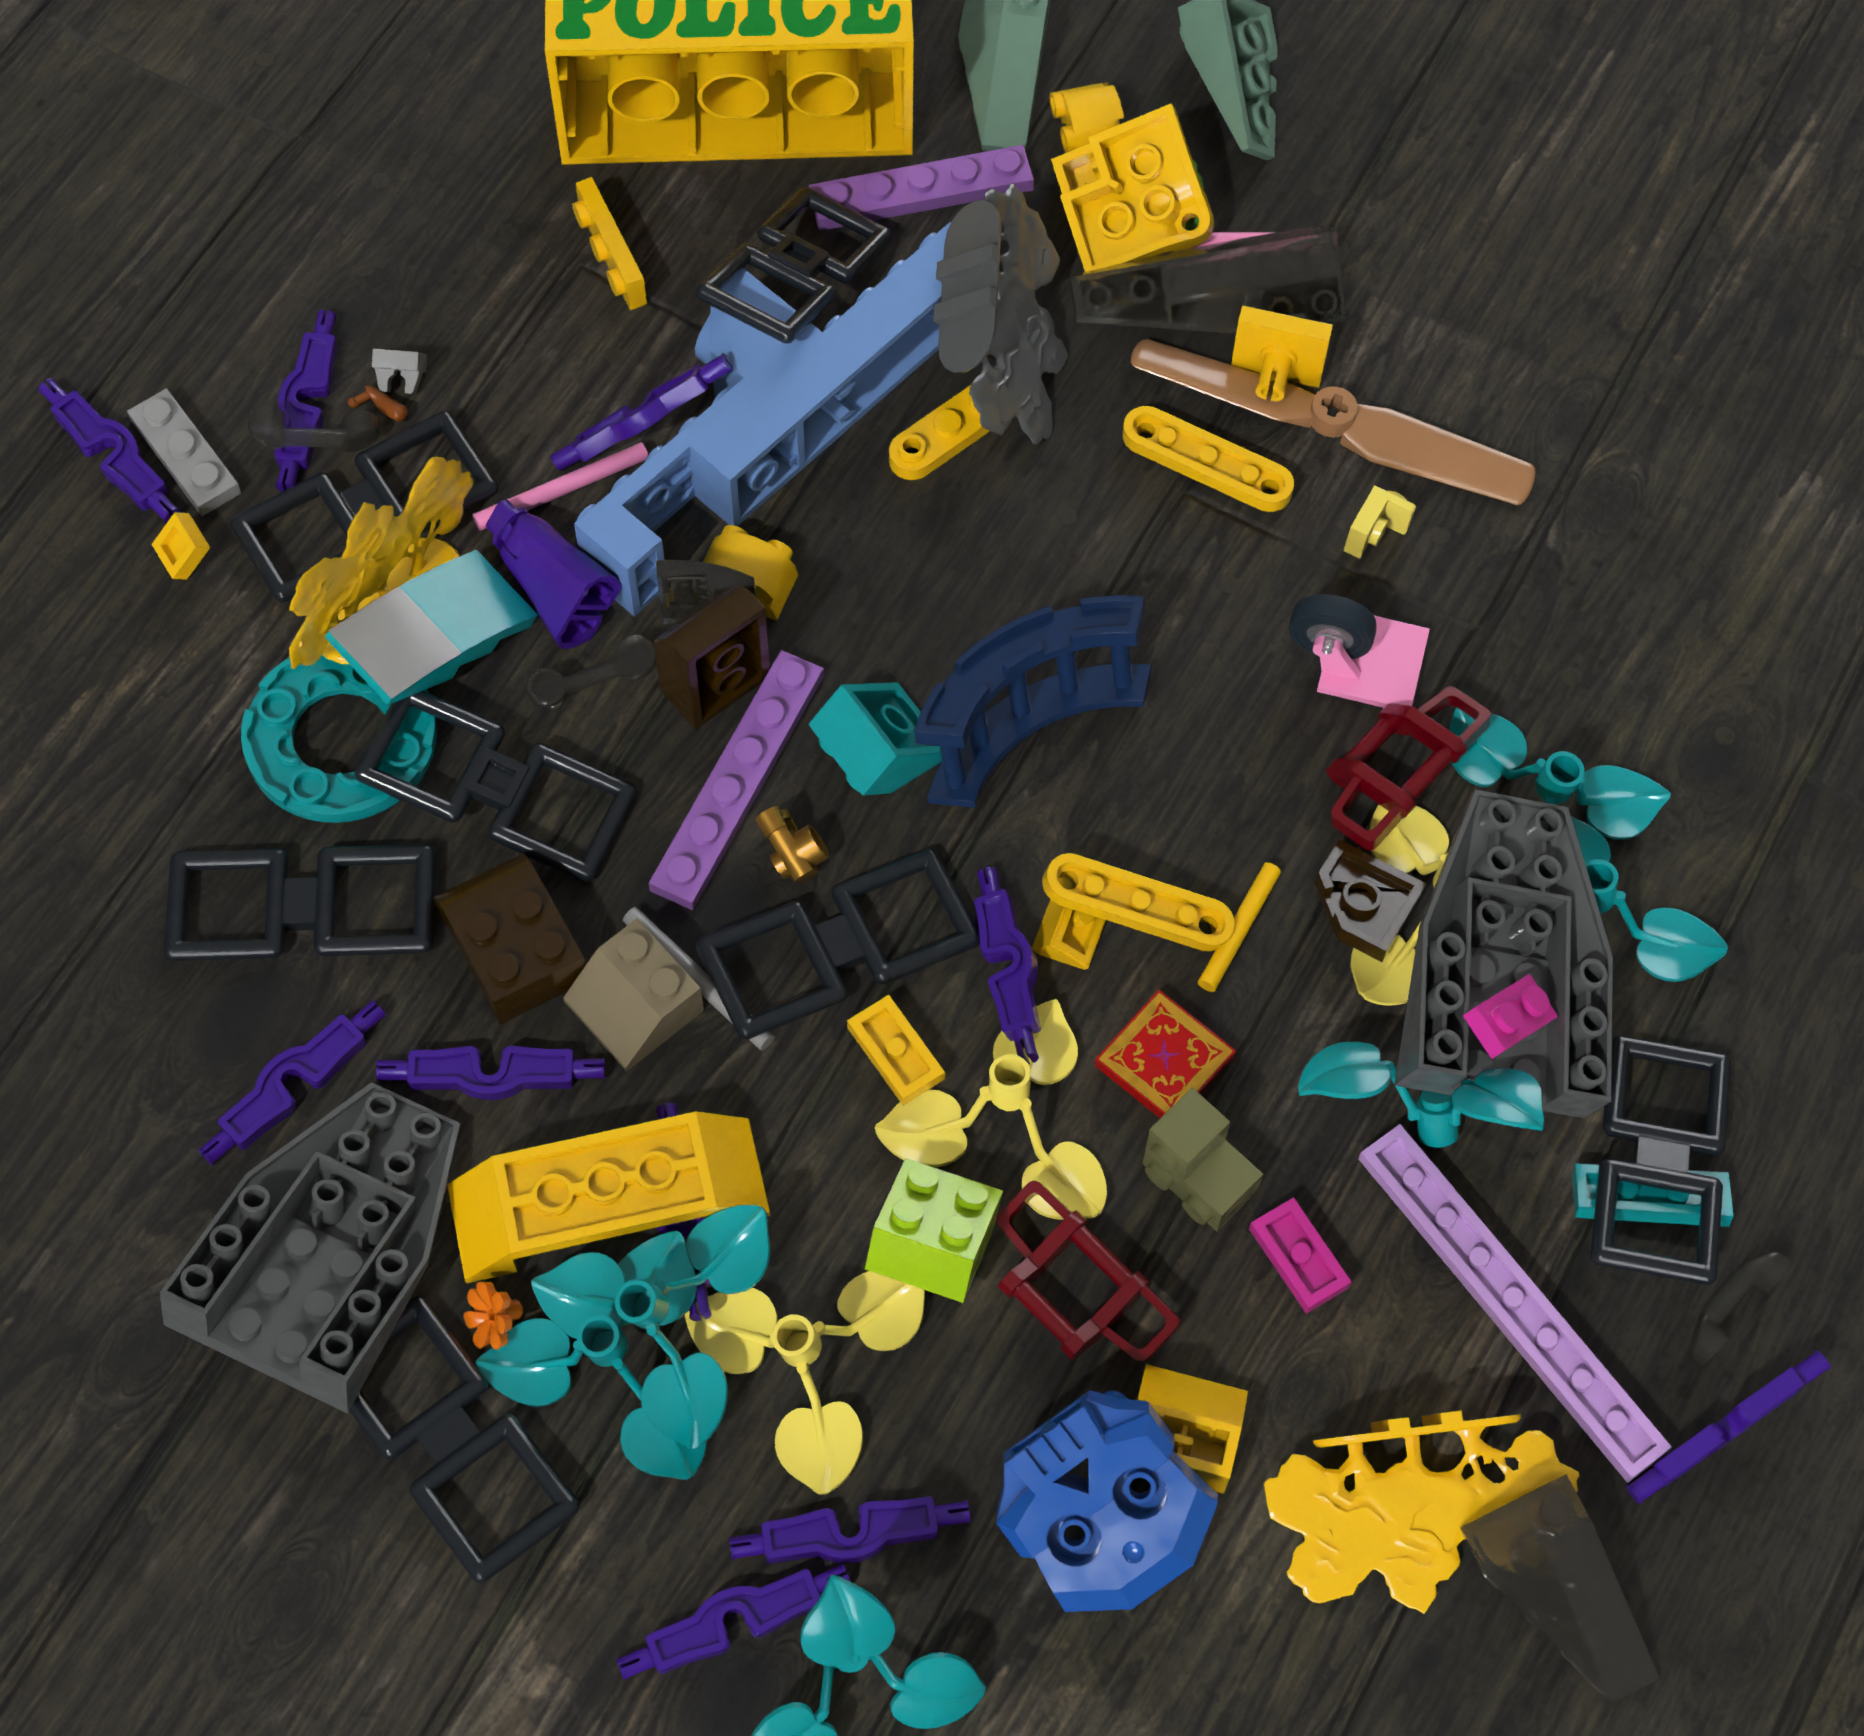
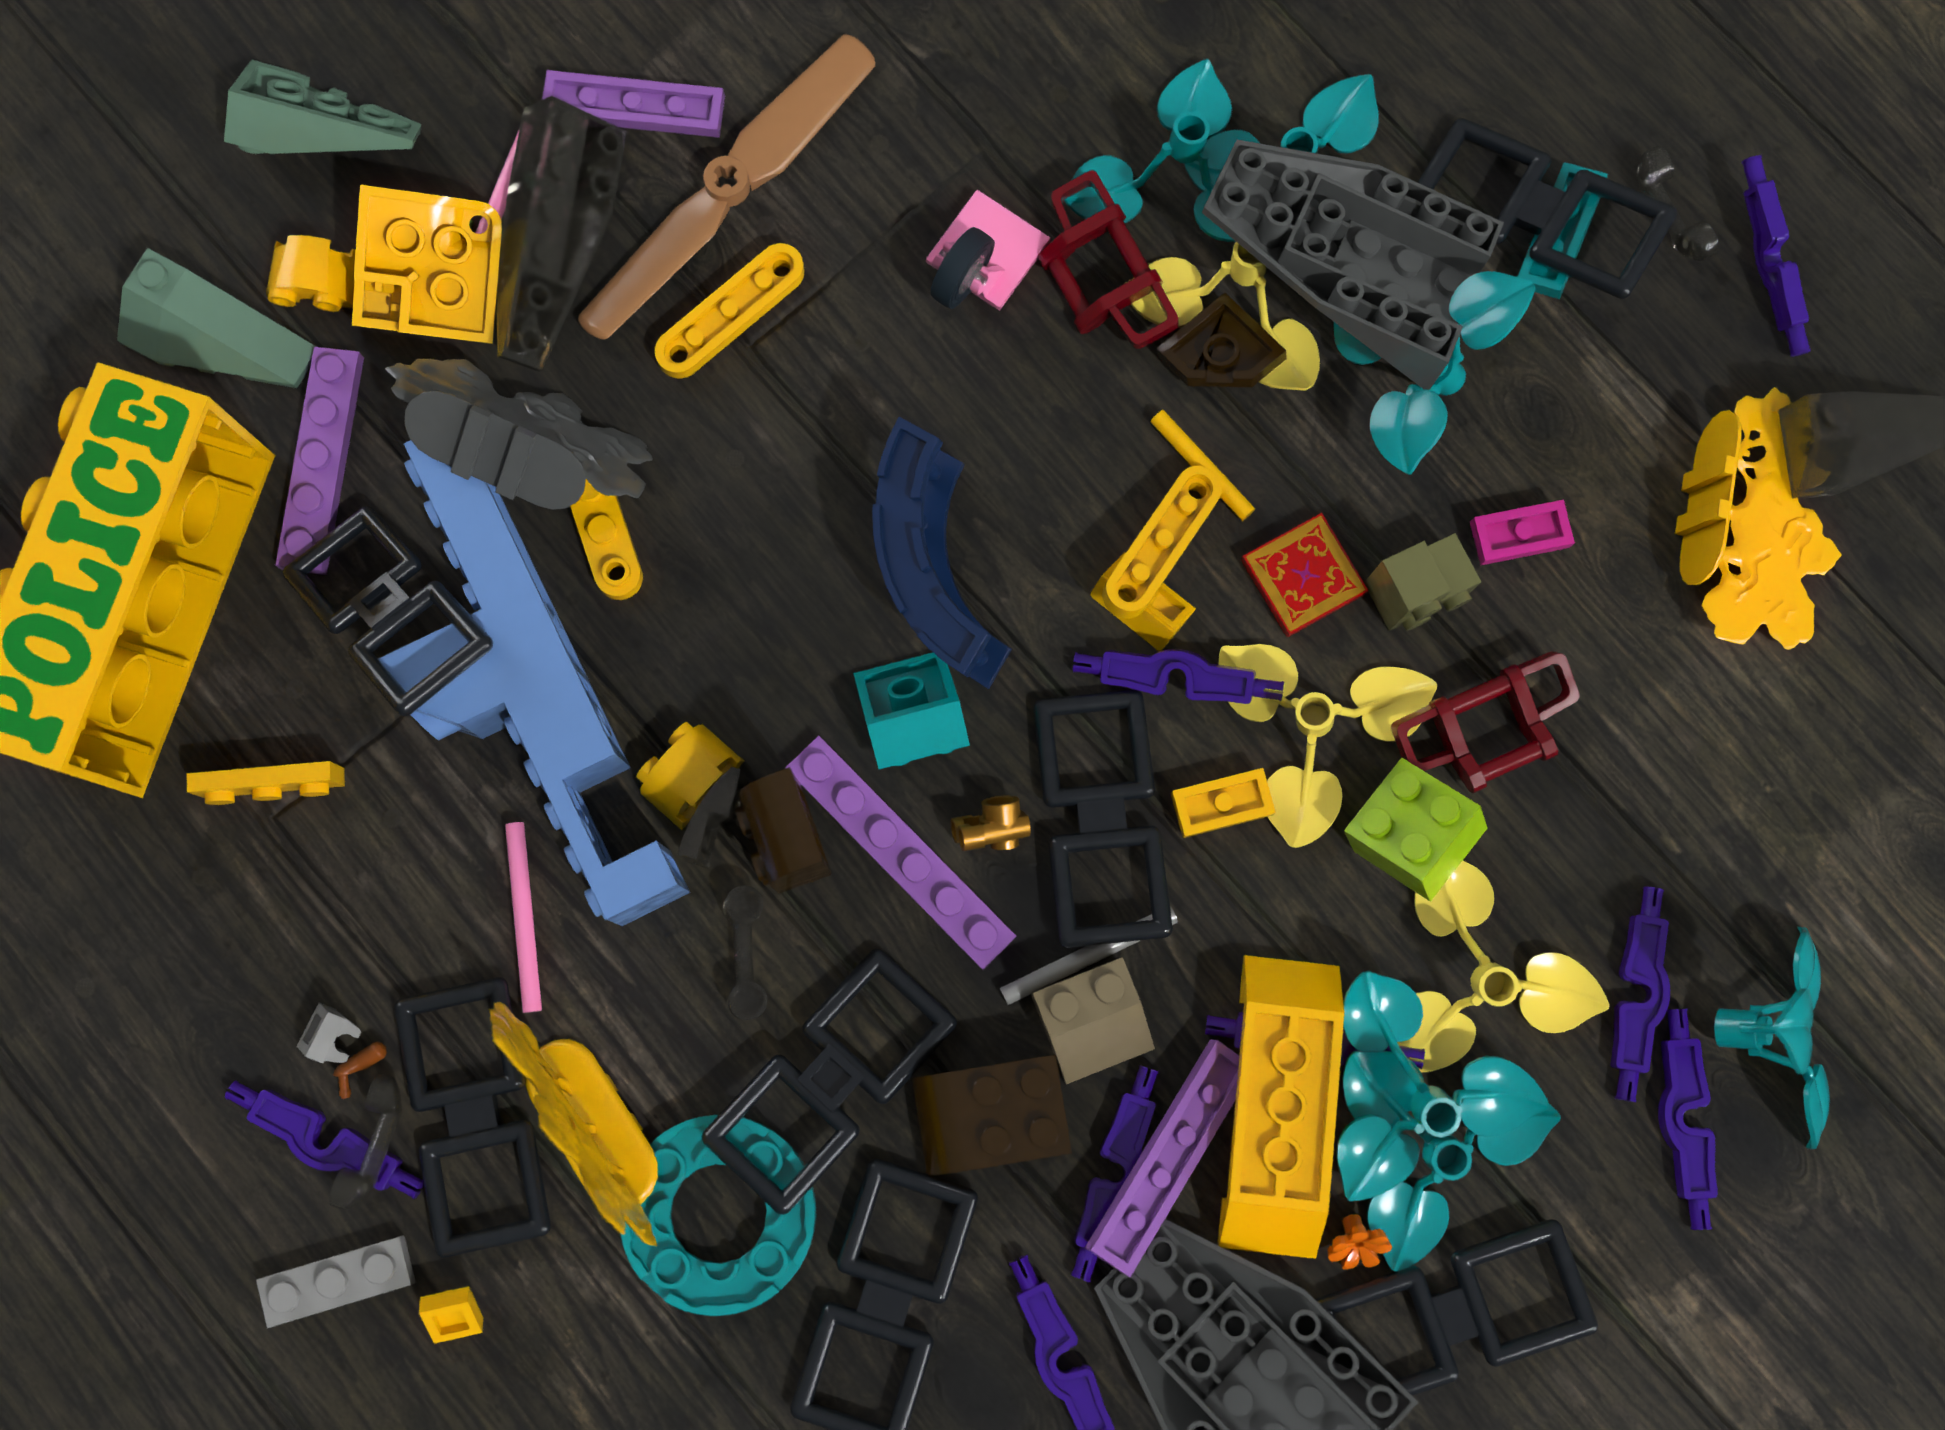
camera: 70 degrees left, 15 degrees up
(95, 434) = (280, 1366): dark purple piece -> none
(431, 627) = (649, 1093): slope -> none
(507, 1099) = (1167, 1160): none -> medium lavender plate
(555, 574) = (637, 952): dark purple piece -> none
(629, 421) = (489, 792): dark purple piece -> none
(1130, 1538) = (1704, 774): blue brick -> none
(1202, 1418) = (1648, 682): yellow slope -> none
(1280, 349) = (652, 200): yellow tile -> none
(1377, 317) = (641, 102): none -> medium lavender plate
(1379, 511) = (850, 191): light yellow bracket -> none
(1510, 1016) = (1415, 268): dark pink plate -> none
(1515, 1304) = (1616, 378): lavender plate -> none

